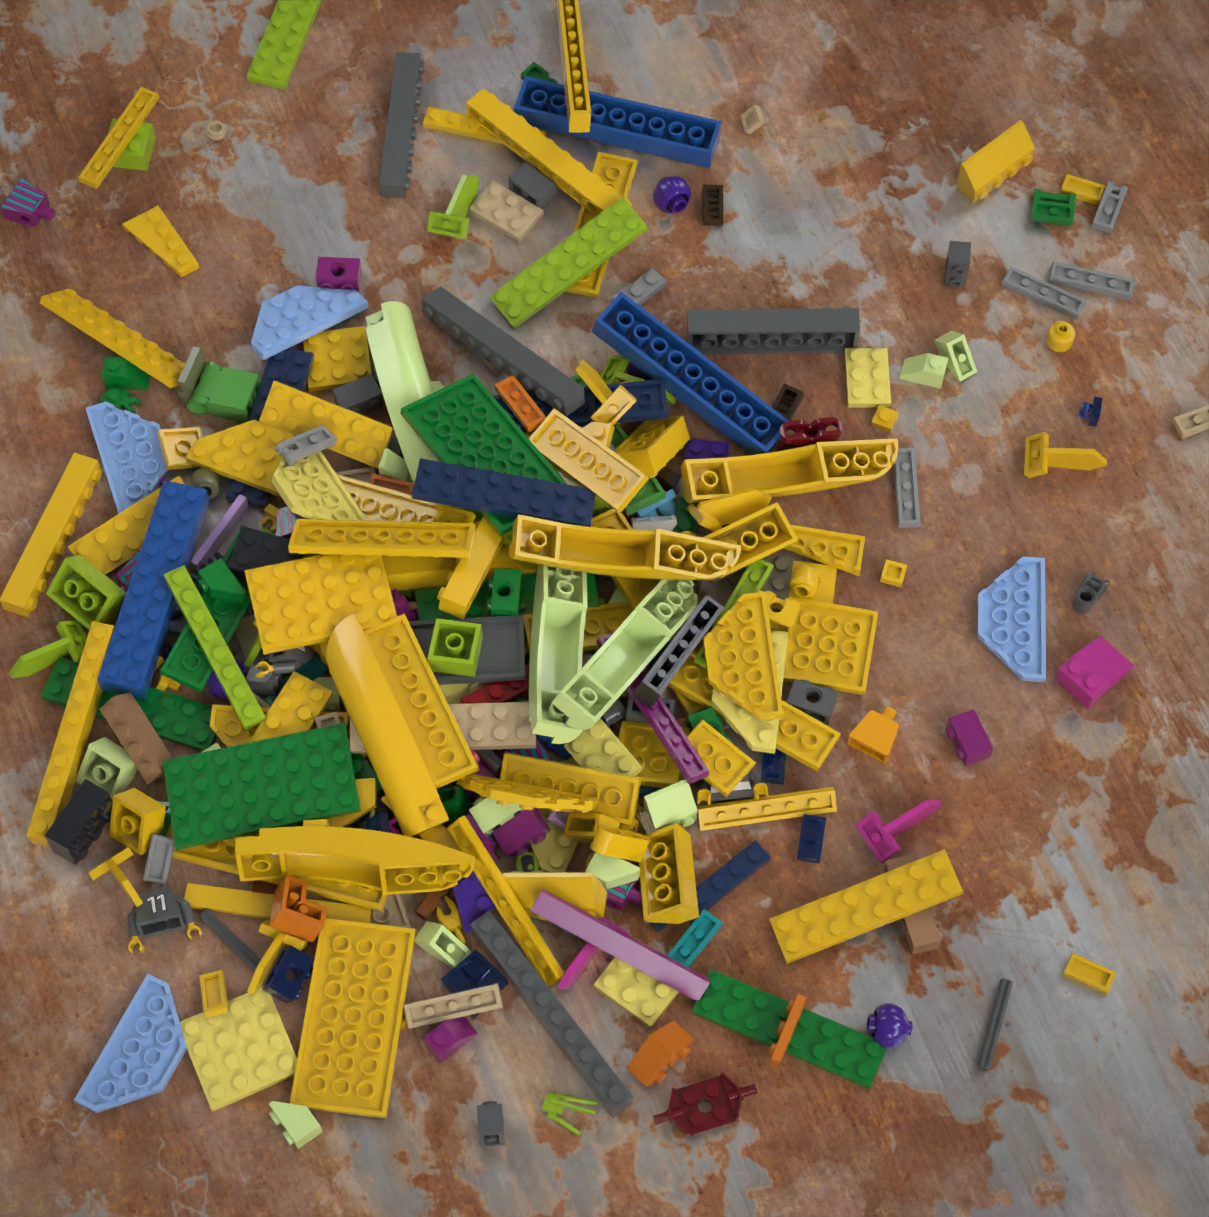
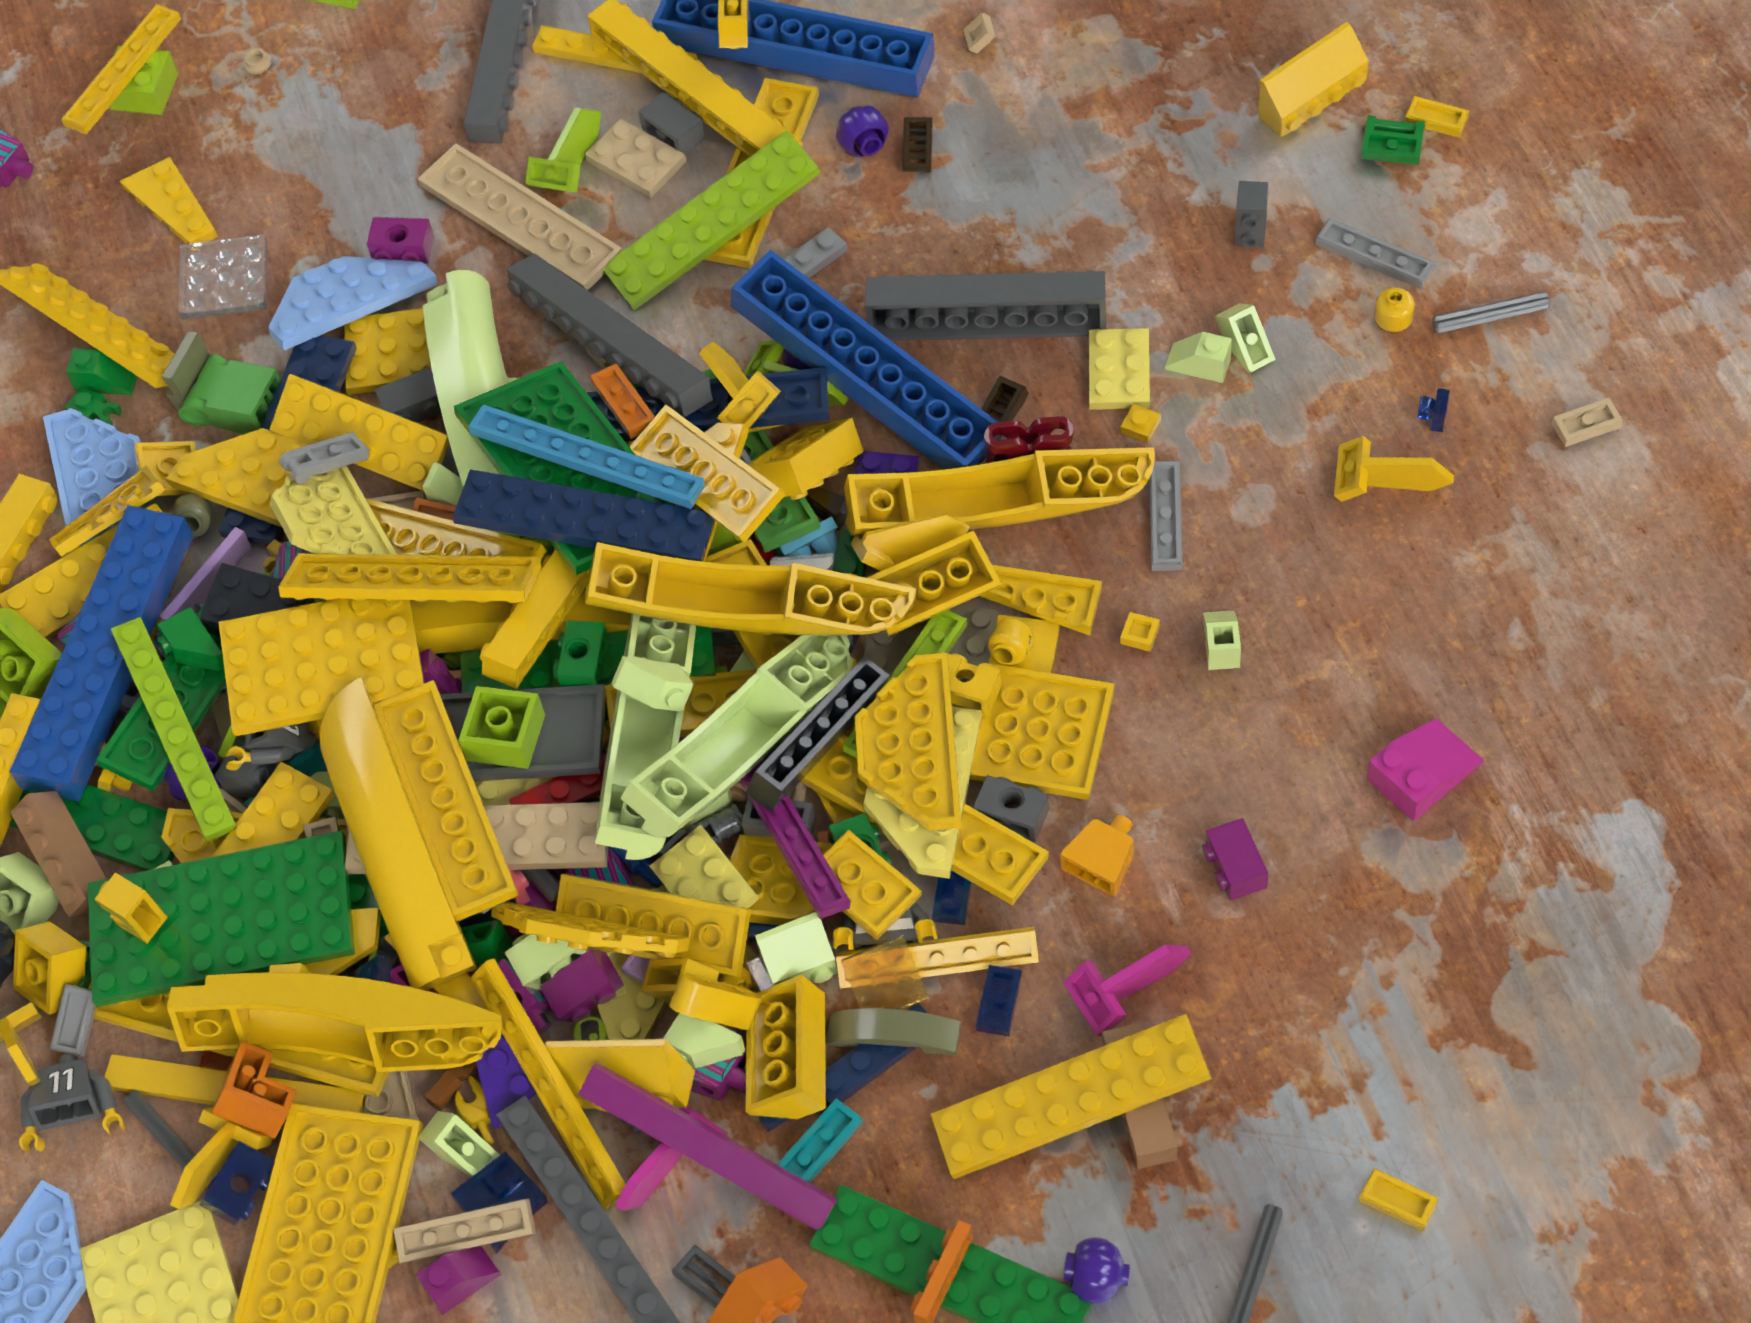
camera: 10 degrees right, 5 degrees down
(165, 467) = (133, 492): none -> yellow wing
(202, 780) = (131, 907): none -> yellow brick
(208, 300) = (223, 277): none -> clear plate
(213, 993) = (130, 1209): yellow tile -> none
(424, 255) = (519, 215): none -> tan plate
(502, 448) = (587, 456): none -> dark azure plate
(564, 616) = (653, 683): none -> yellowish green slope
(607, 1024) = (687, 1262): none -> dark grey tile
(635, 991) = (730, 1216): light yellow plate -> none
(733, 824) = (885, 976): none -> clear yellow plate
(740, 859) = (894, 1028): none -> olive slope
(951, 579) = (1222, 640): none -> yellowish green slope
(1014, 618) = (1310, 694): light blue plate -> none
(1091, 280) = (1443, 236): light grey tile -> none
(1091, 590) = (1423, 653): dark grey piece -> none
(1109, 207) = (1473, 138): light grey plate -> none
(1126, 338) = (1491, 312): none -> axle

